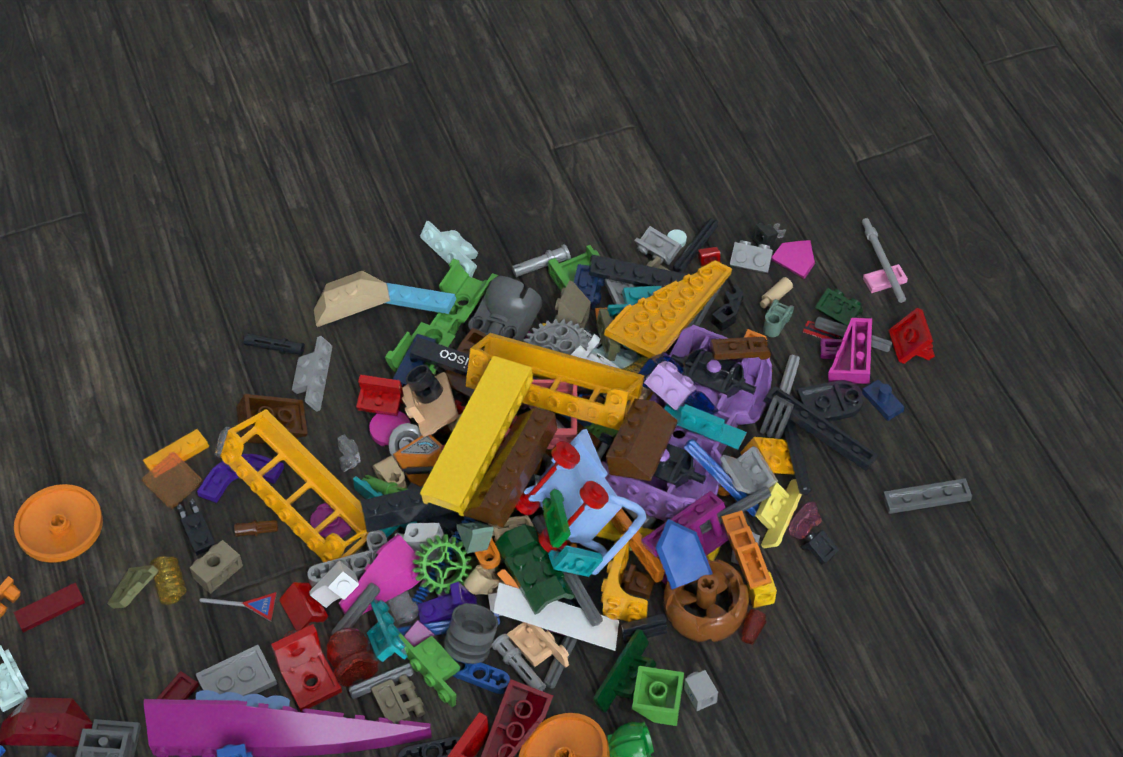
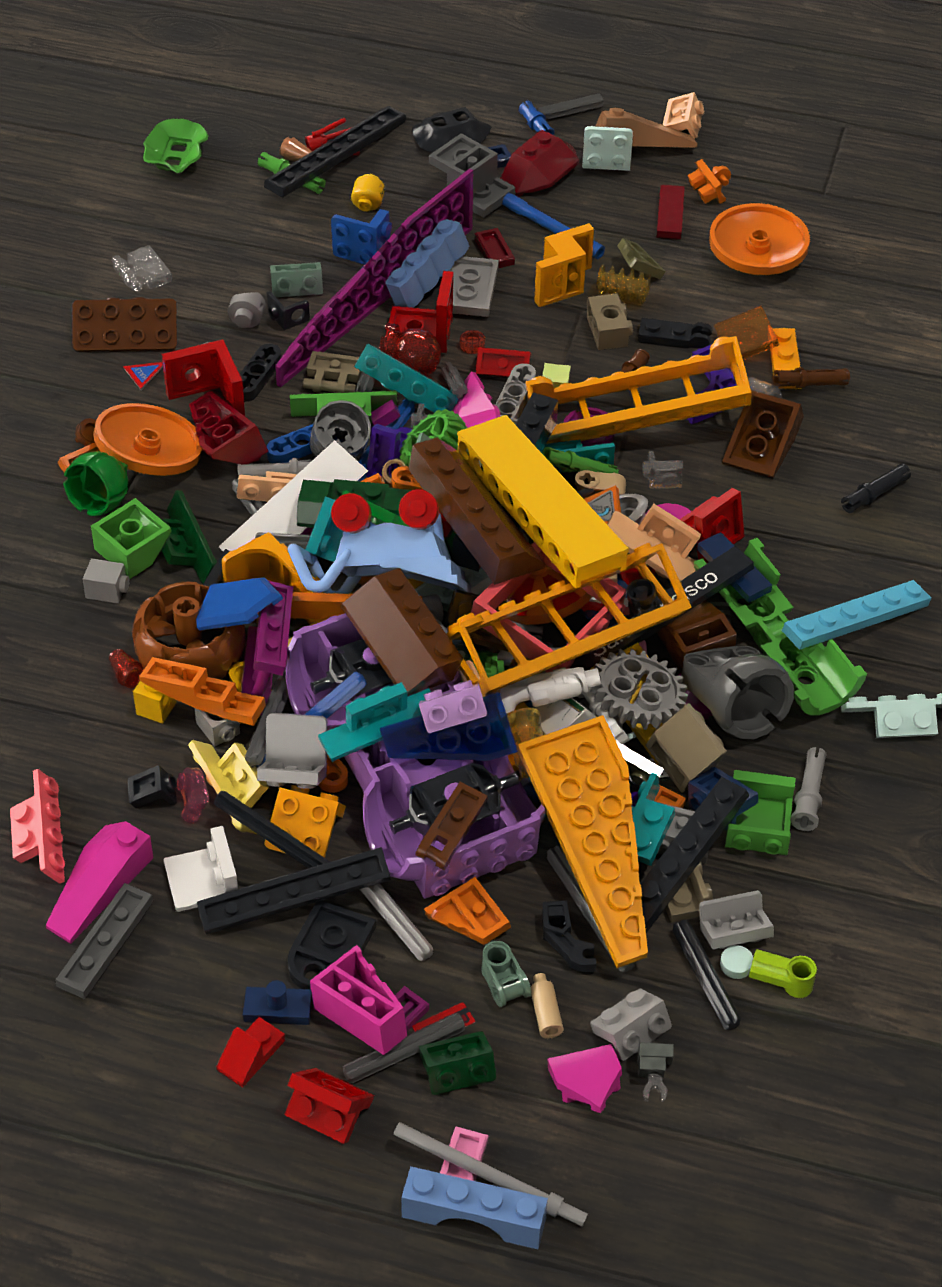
camera: 125 degrees right, 5 degrees down
(129, 637) = (523, 208): none -> blue piece
(179, 619) = (564, 265): none -> light orange bracket
(200, 424) = (818, 377): none -> reddish brown pin
(262, 606) = (537, 341): piece -> none
(294, 569) = (557, 373): none -> yellowish green tile
(312, 373) = (801, 498): light grey bracket -> none
(335, 585) = (493, 373): white arch -> none
(349, 297) = (888, 565): tan wedge -> none
(424, 384) = (686, 545): black wheel -> none
(668, 213) = (784, 972): none -> lime piece
(709, 255) = (673, 974): red piece -> none
(770, 432) = (346, 850): dark grey tile -> none
(847, 480) = (201, 872): none -> white bracket
(891, 529) = (101, 870): none -> dark pink wedge
(898, 582) = (38, 829): none -> coral bracket
(915, 266) = (510, 1213): none -> medium blue arch
(917, 393) = (249, 1050): none -> red slope

